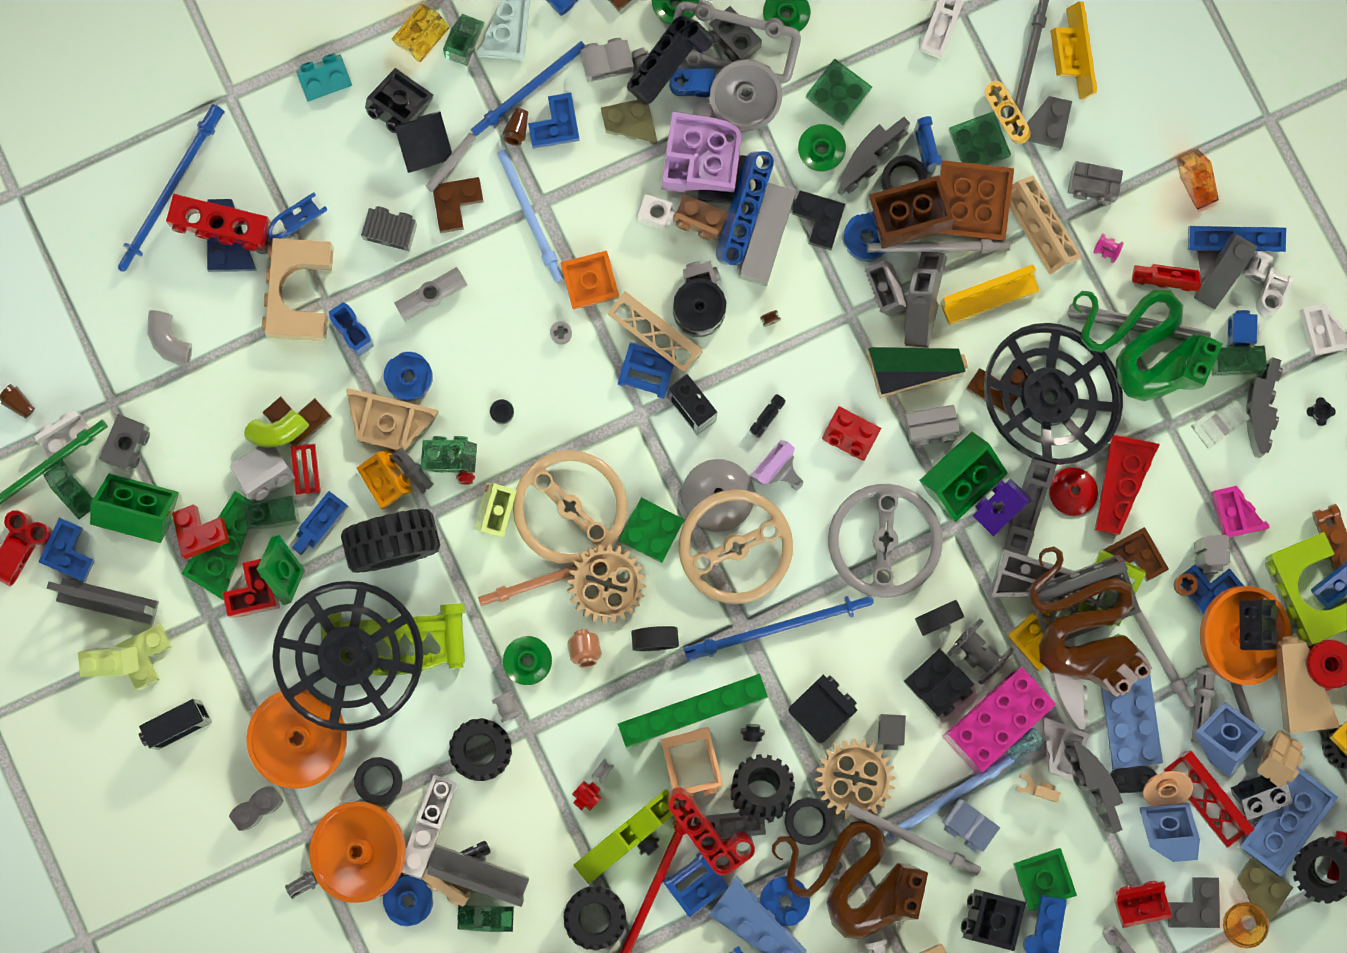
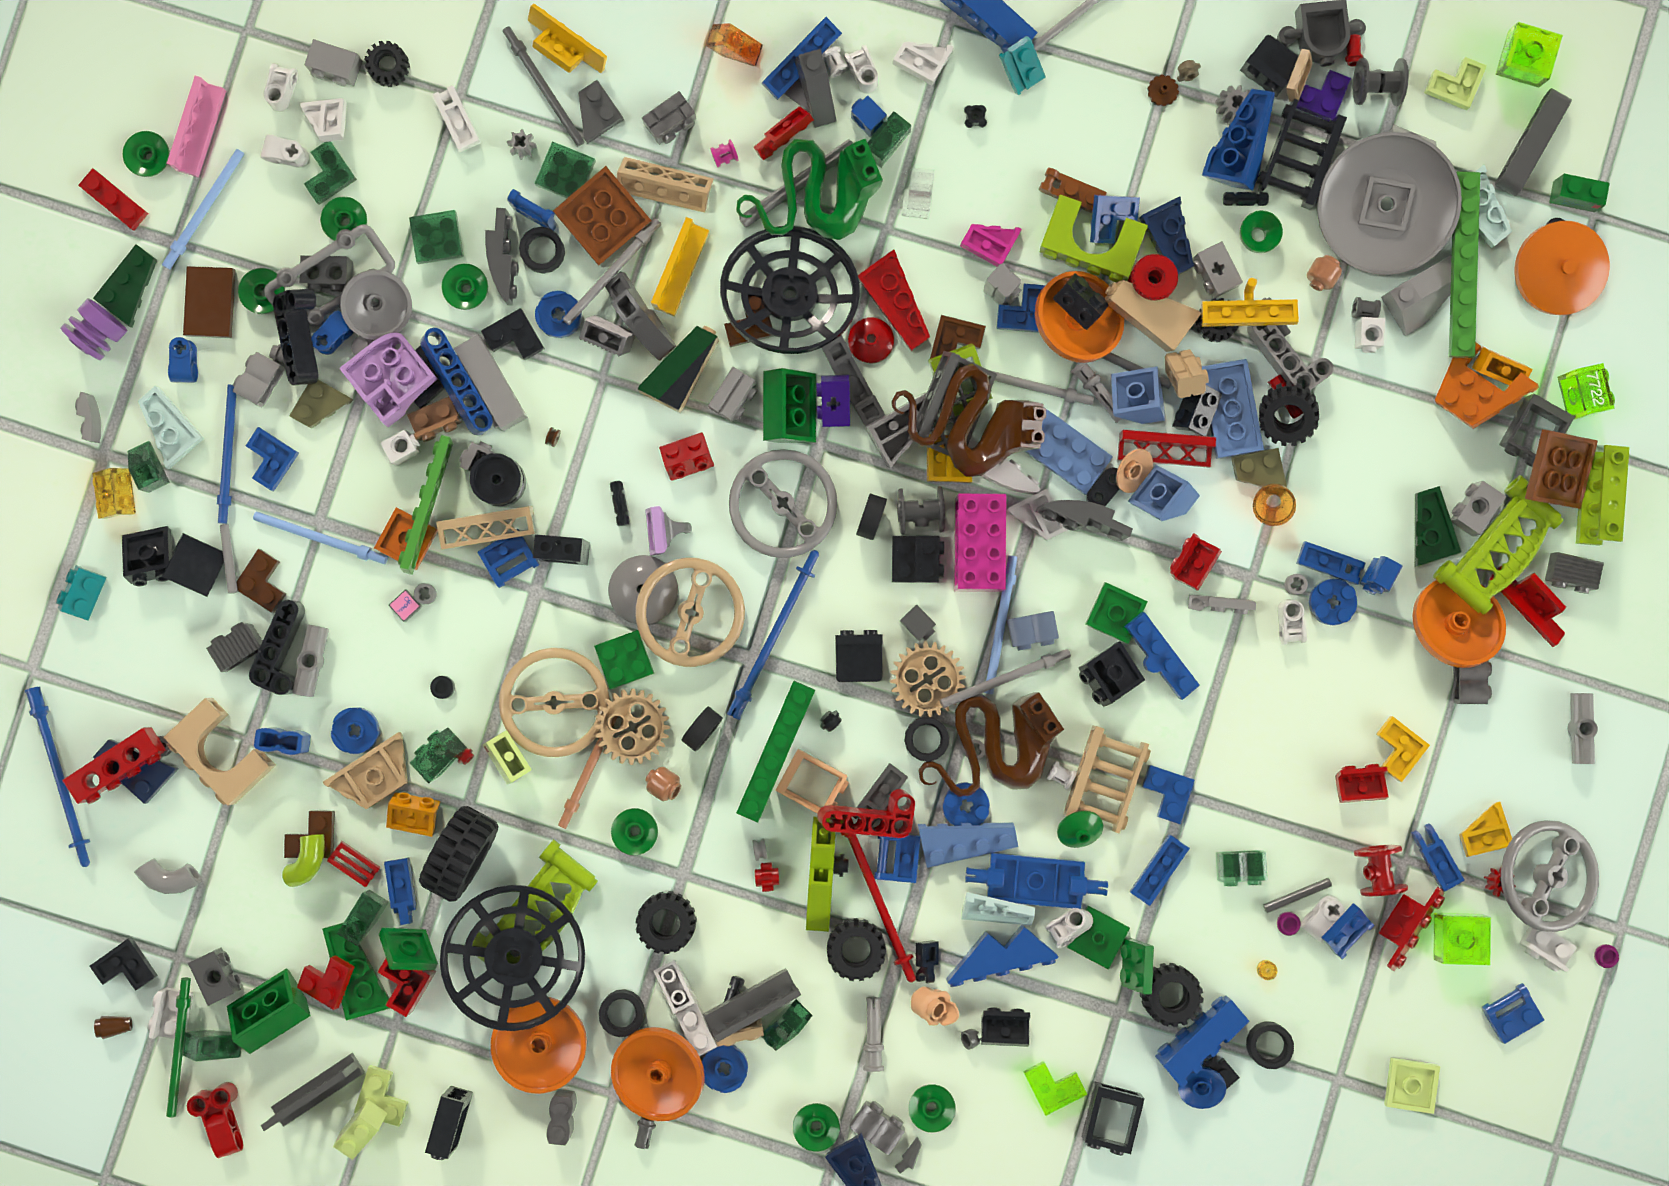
camera: 45 degrees left, 5 degrees up
(59, 551) = (253, 1093): blue plate -> none
(77, 366) = (126, 959): none -> black plate
(261, 472) = (327, 898): light grey bracket -> none
(292, 222) = (166, 711): blue piece -> none
(412, 470) = (424, 789): dark grey pin -> none
(422, 261) = (281, 645): none -> black beam
(507, 706) = (653, 877): light grey connector -> none
(516, 127) = (247, 489): reddish brown cone -> none
(538, 326) = (405, 605): none -> bright pink tile
(638, 267) = (428, 495): none -> bright green plate
(762, 770) = (864, 736): black tyre -> none
(910, 211) = (568, 267): reddish brown brick -> none
(963, 92) = (517, 149): none -> light grey gear
(1007, 121) = (554, 129): yellow beam -> none
(1026, 744) = (1014, 537): clear light blue cone -> none
(1043, 791) = (1057, 555): tan plate -> none
(1192, 588) = (1014, 323): dark orange bush -> none
(1203, 911) = (1236, 523): dark grey plate -> none
(1262, 416) = (940, 159): dark grey slope -> none

